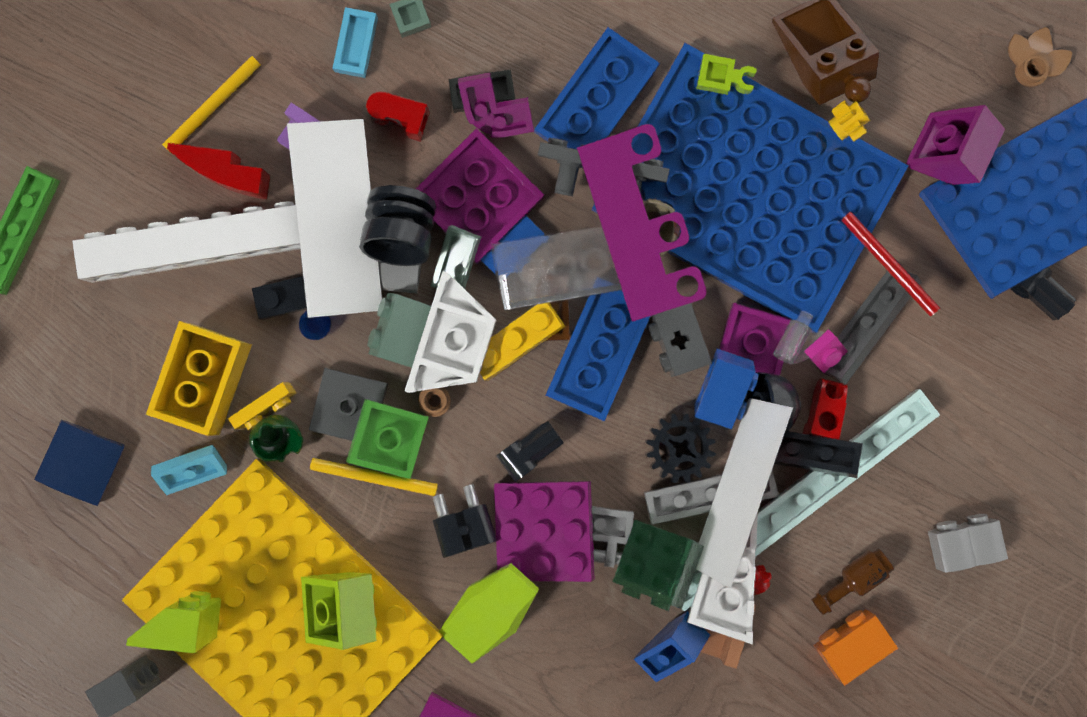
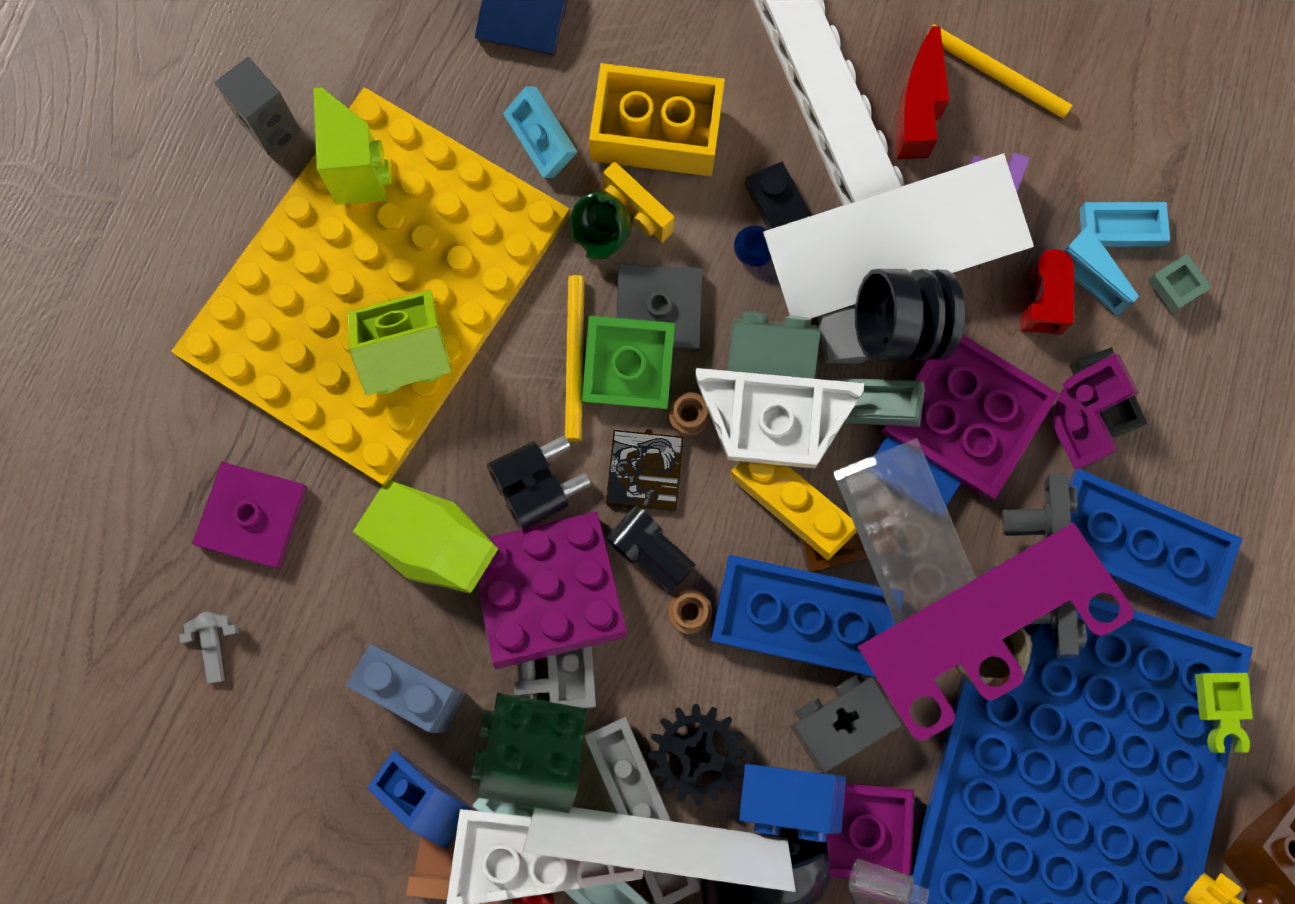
camera: 75 degrees right, 10 degrees down
(389, 74) = (1099, 273): none -> medium azure slope
(469, 442) = (644, 470): none -> piece
(579, 441) = (694, 598): none -> medium nougat plate
(598, 646) = (406, 689): none -> sand blue brick

